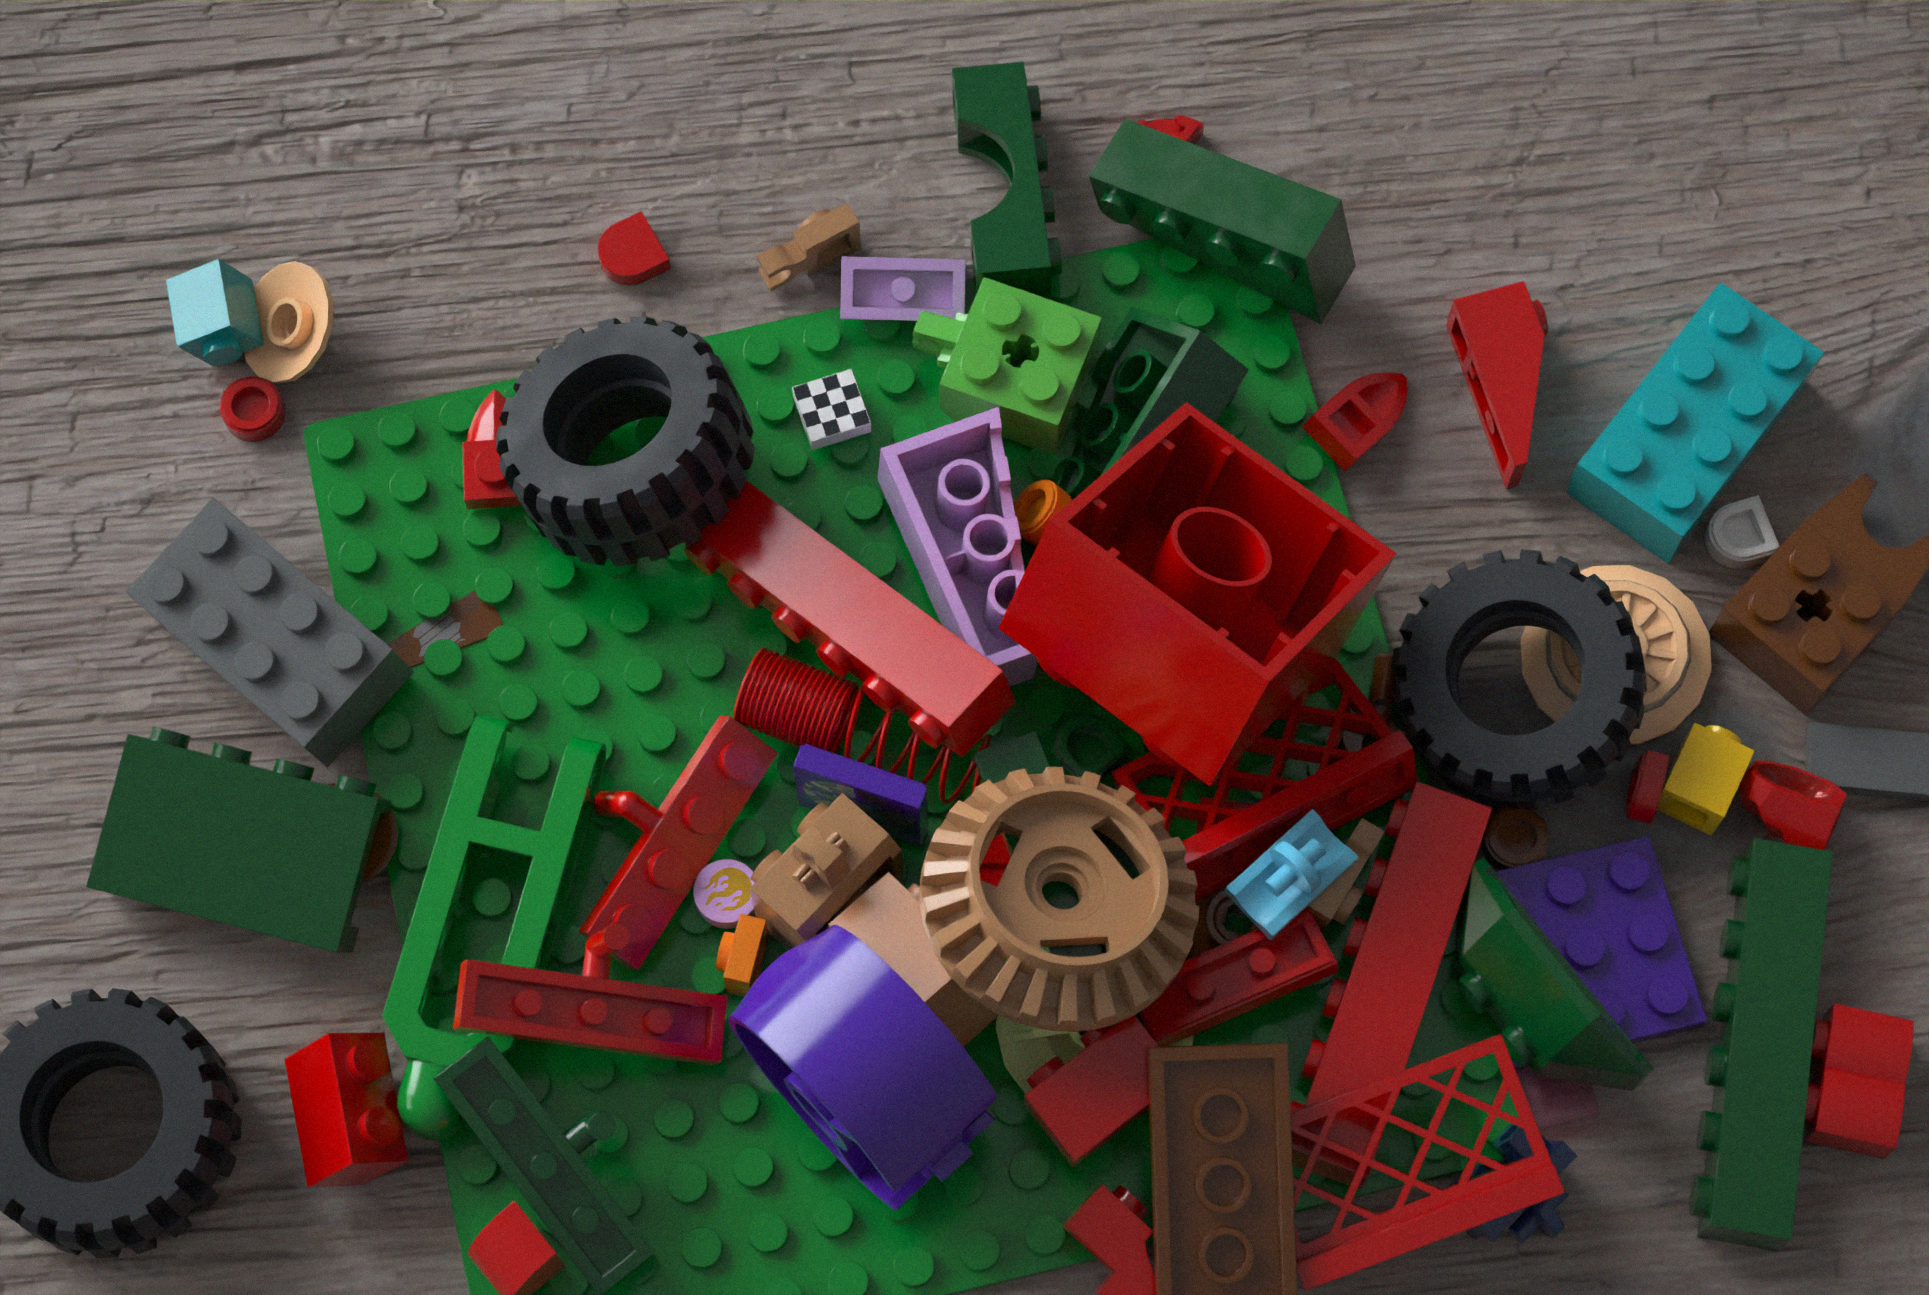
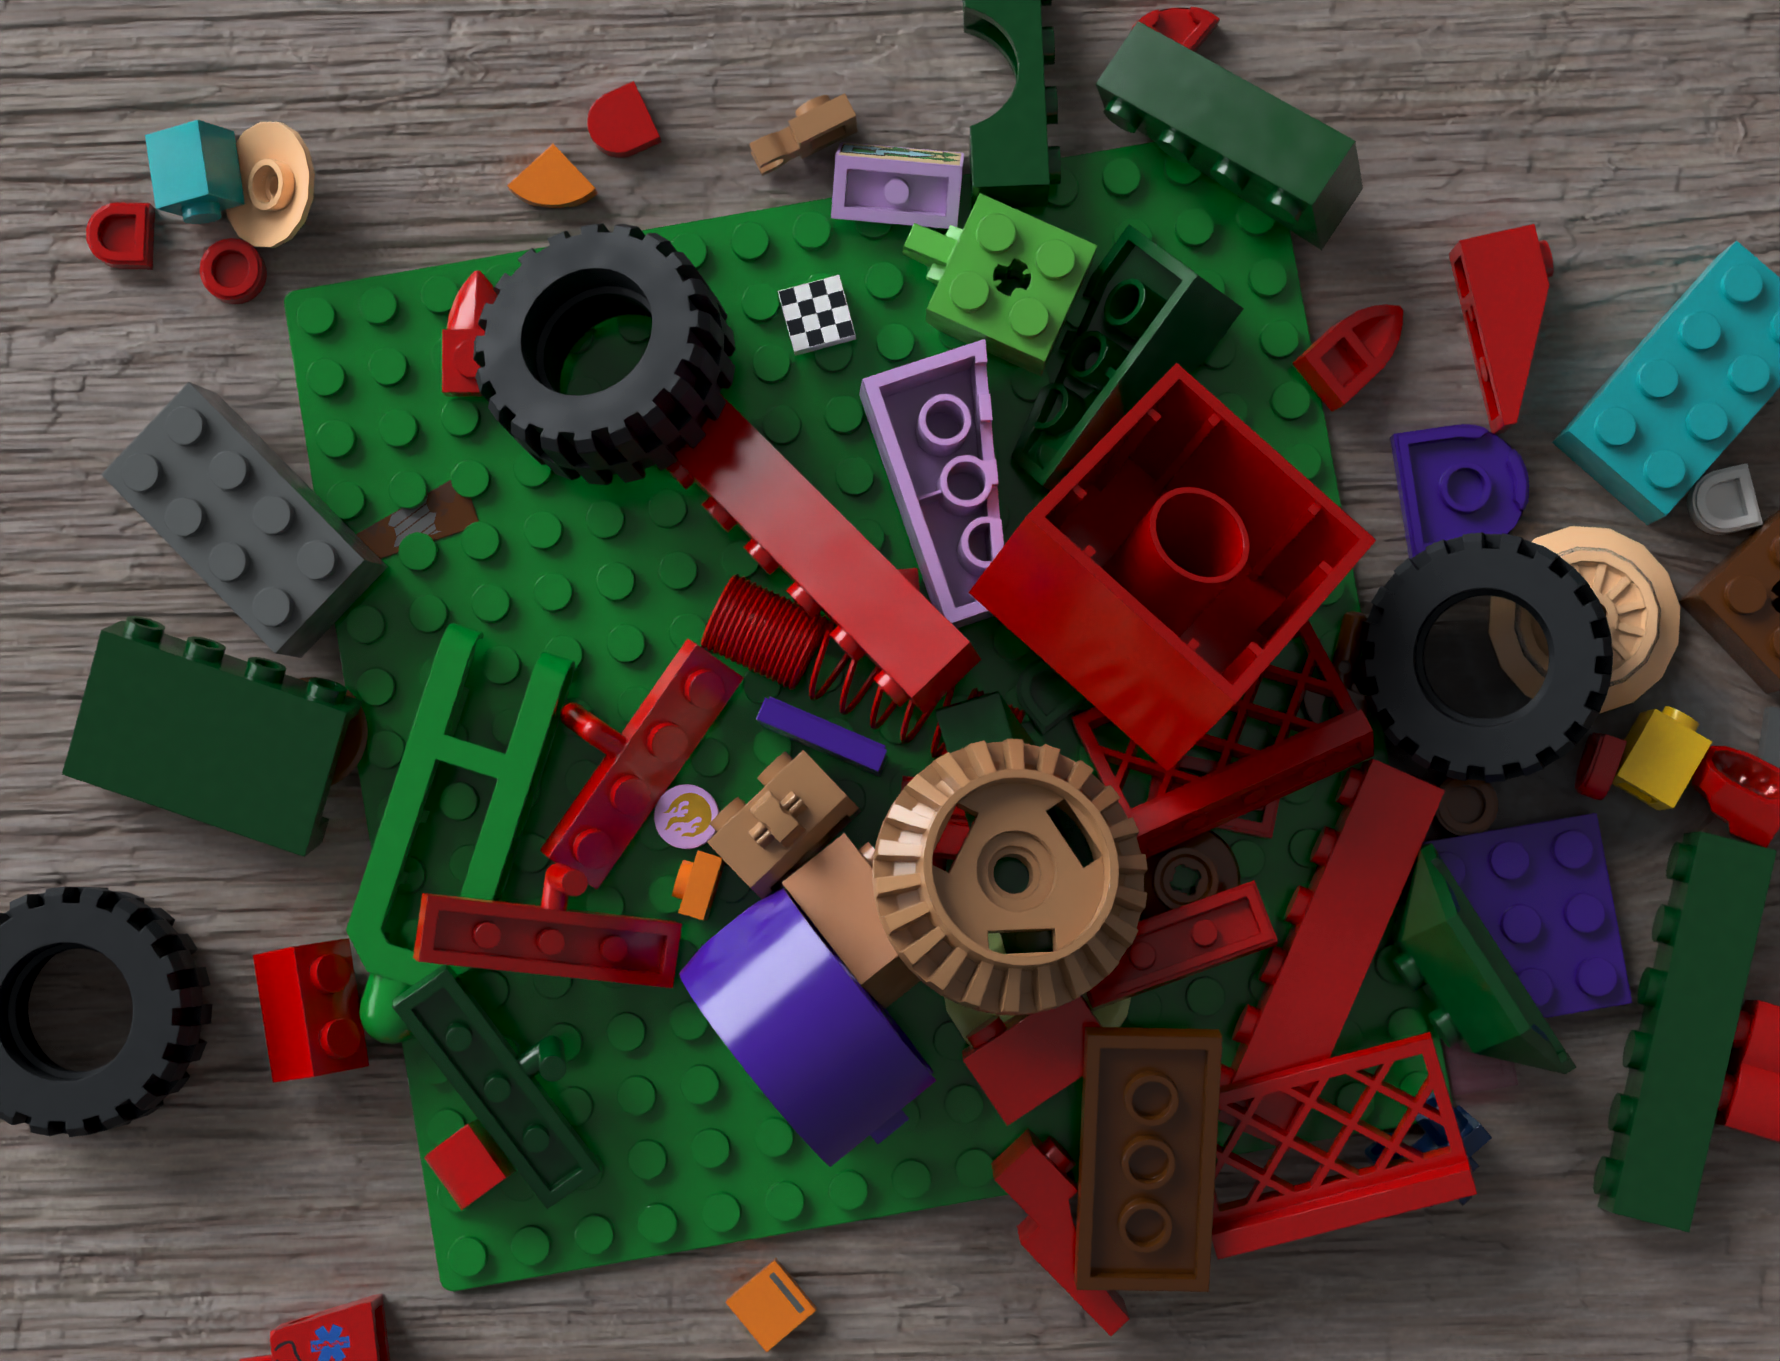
camera: 10 degrees right, 15 degrees up
(143, 382) = (123, 235): none -> red tile
(565, 308) = (552, 182): none -> orange tile
(1037, 506) = (1022, 443): orange tile -> none
(1290, 875) = (1240, 851): medium azure hips -> none
(1342, 896) = (1283, 859): medium nougat plate -> none
(1472, 518) = (1457, 484): none -> dark purple tile

